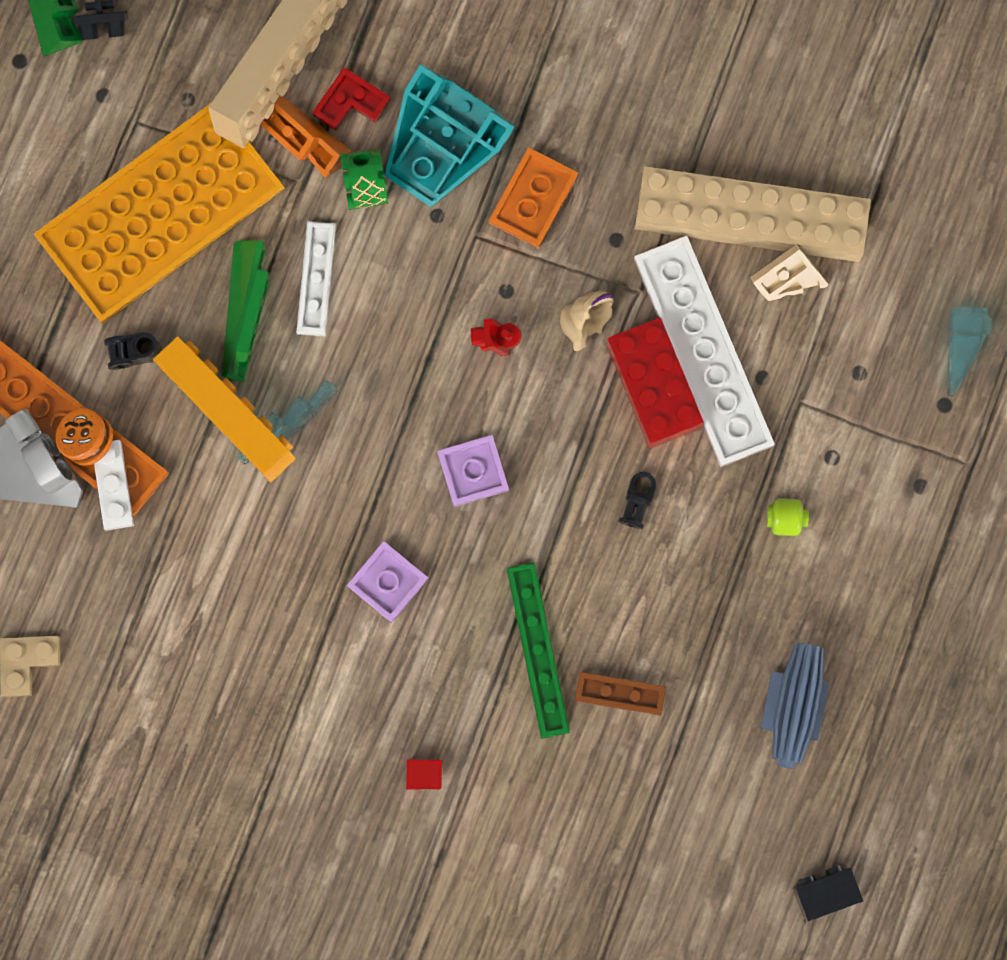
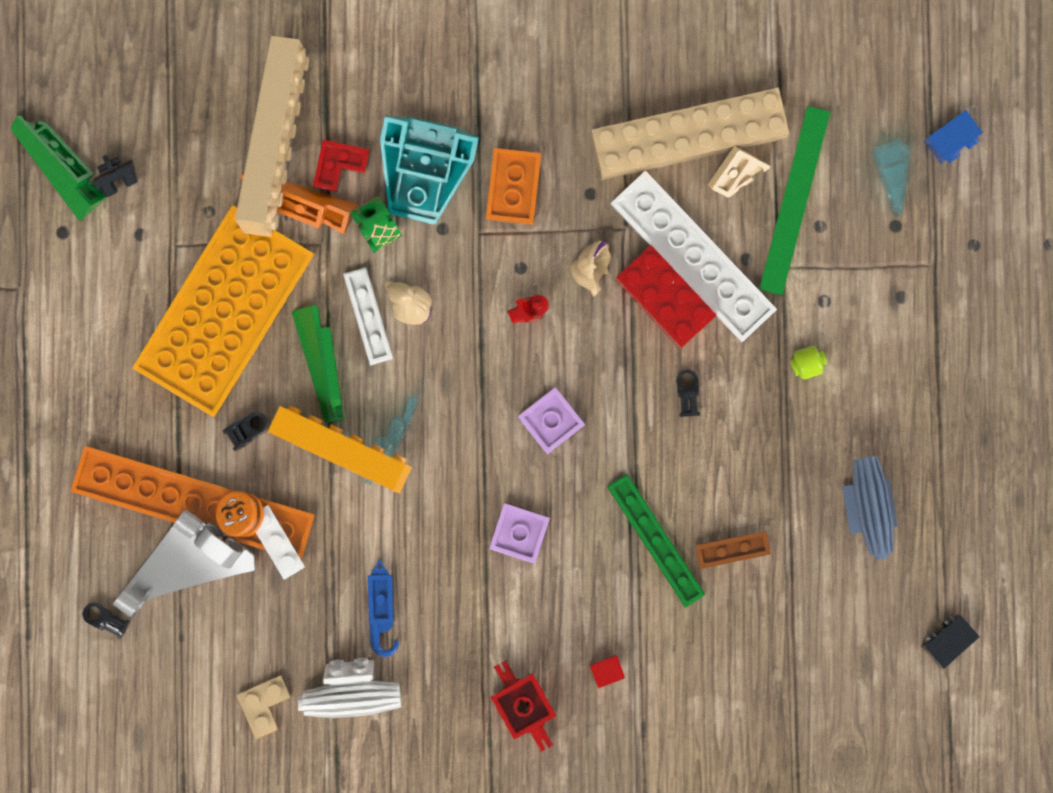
camera: 25 degrees left, 5 degrees up
(126, 684) = (350, 692): none -> white plate
(199, 604) = (380, 608): none -> blue plate
(298, 764) = (517, 720): none -> red brick
(367, 281) = (409, 302): none -> tan hair
(841, 333) = (794, 200): none -> green tile

